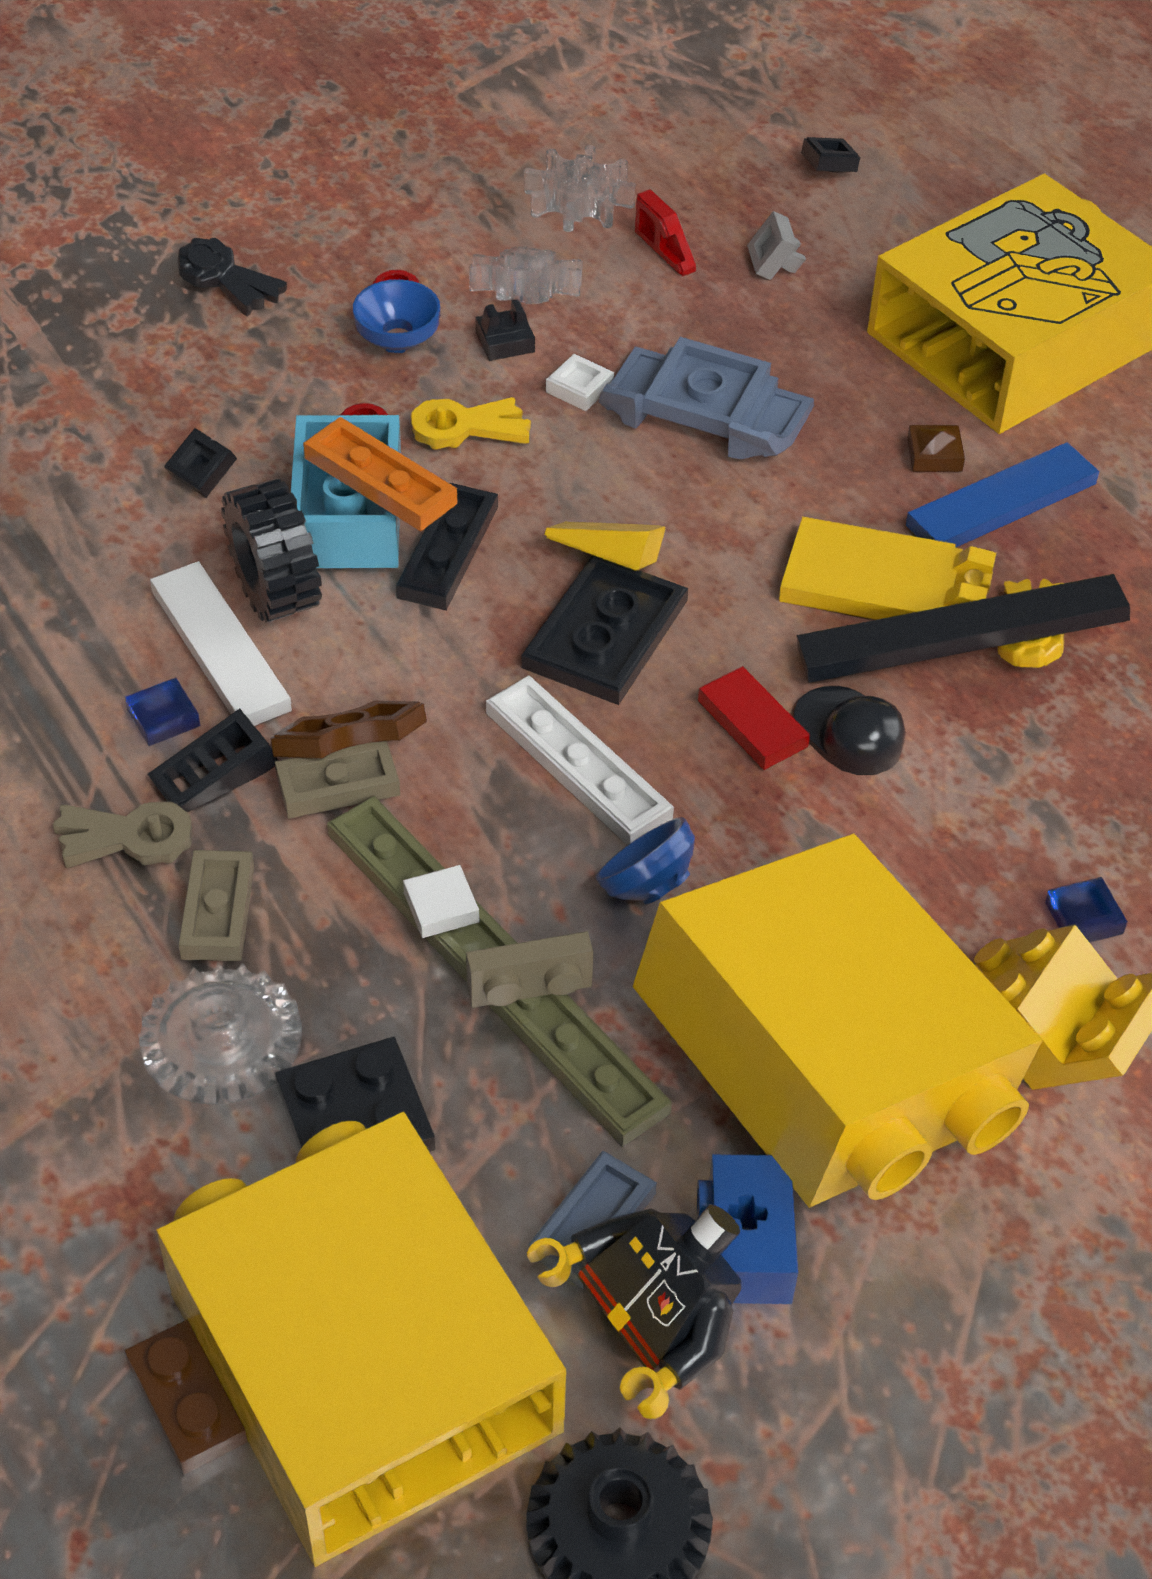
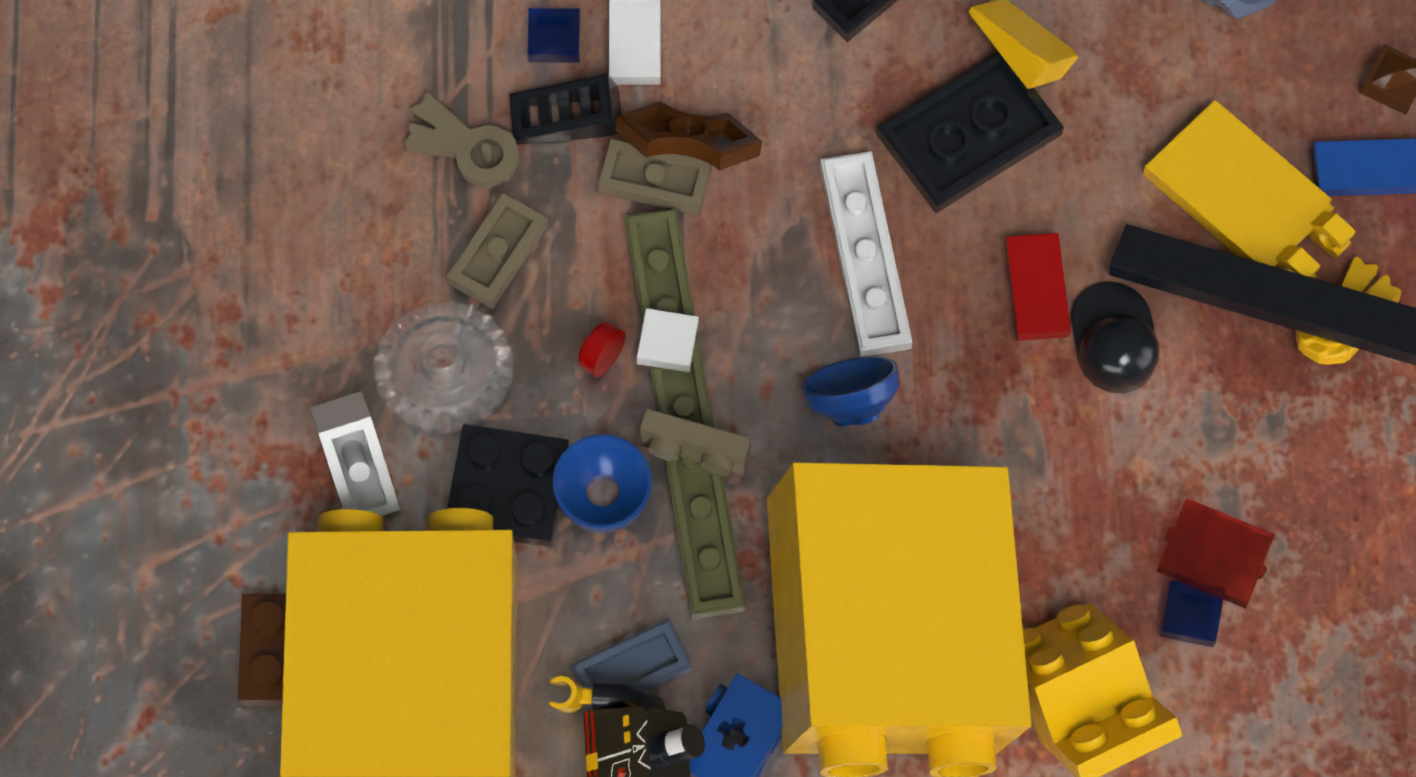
camera: 30 degrees right, 20 degrees up
(170, 1144) = (355, 455): none -> white slope
(377, 941) = (601, 349): none -> red tile
(457, 1034) = (598, 459): none -> blue piece
(1069, 851) = (1215, 553): none -> clear red piece

